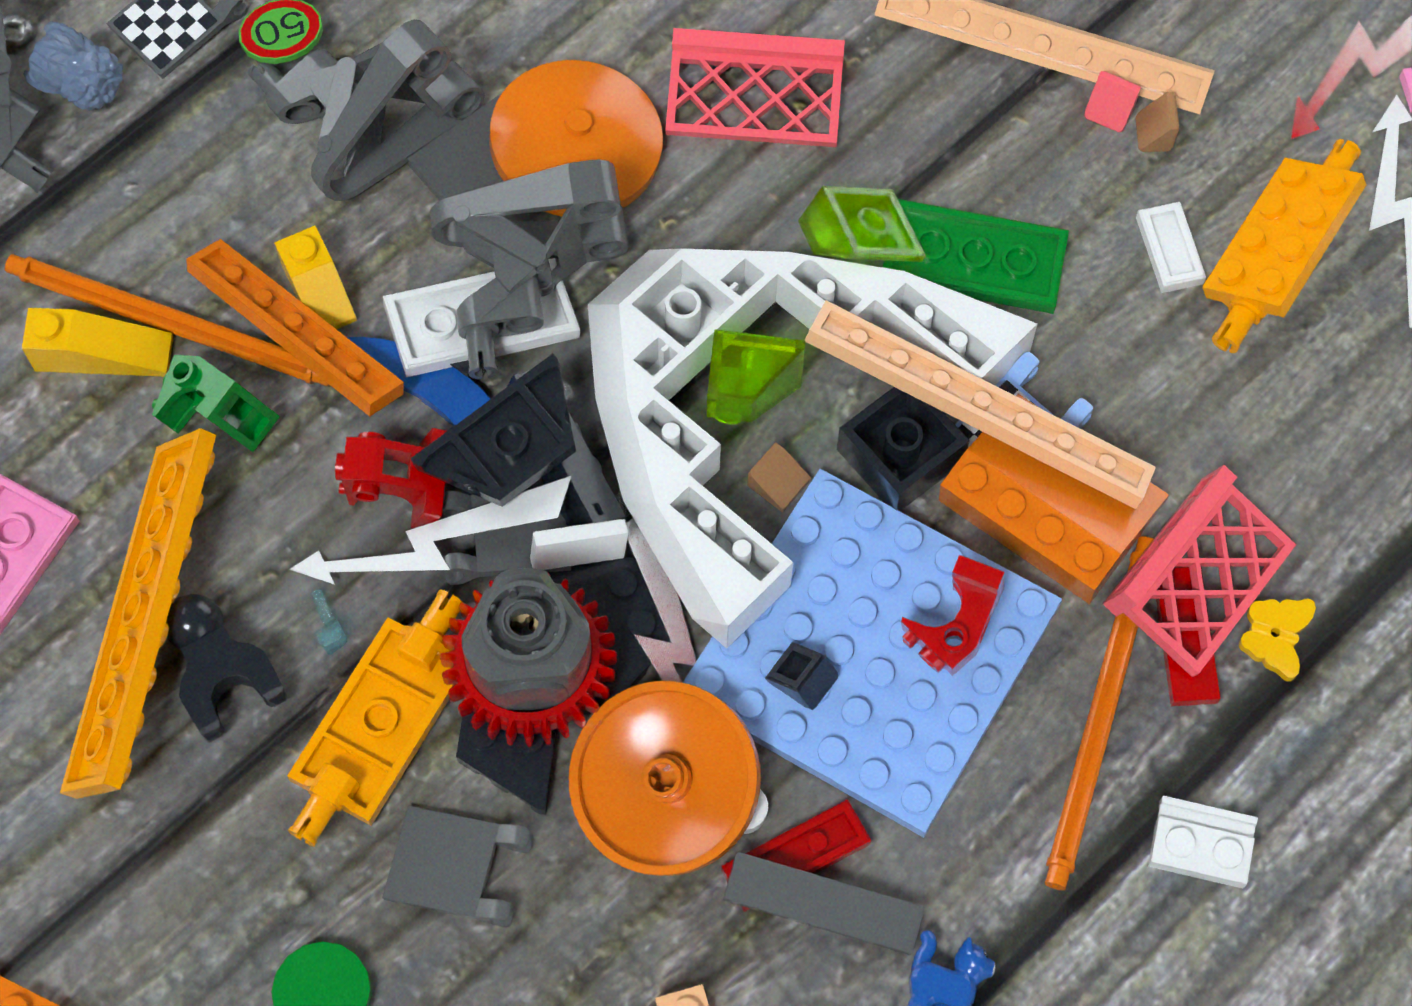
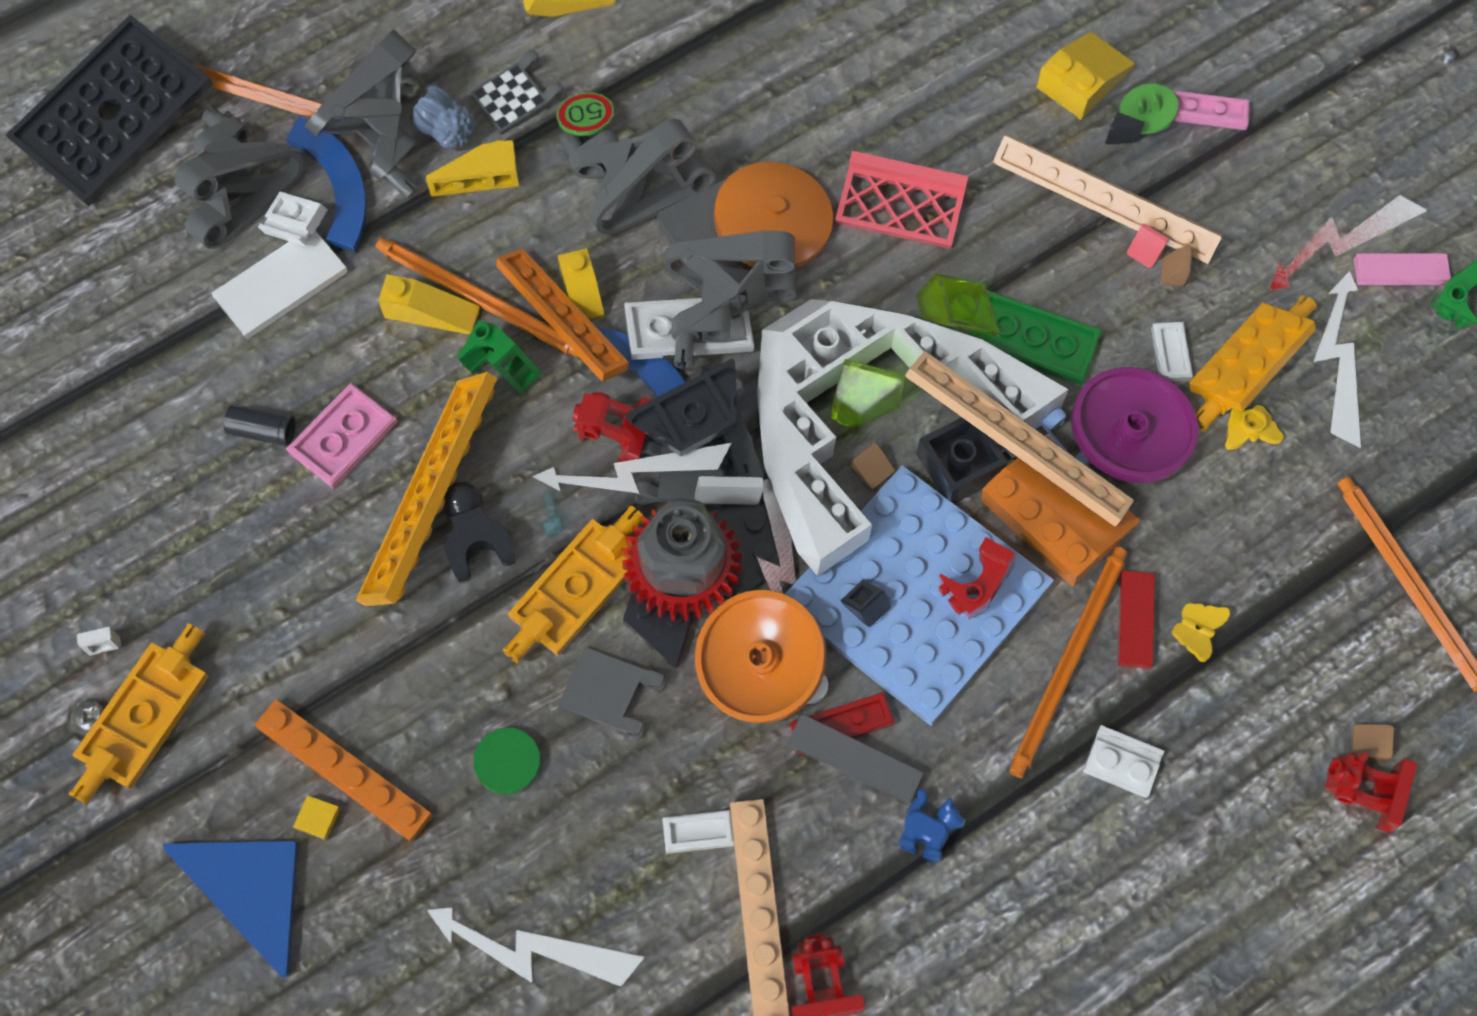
camera: 10 degrees right, 0 degrees up
(141, 133) = (480, 169): none -> yellow slope
(1137, 359) = (1134, 425): none -> magenta dish
(1166, 552) = (1143, 551): coral fence -> none
(1315, 335) = (1251, 425): none -> yellow animal

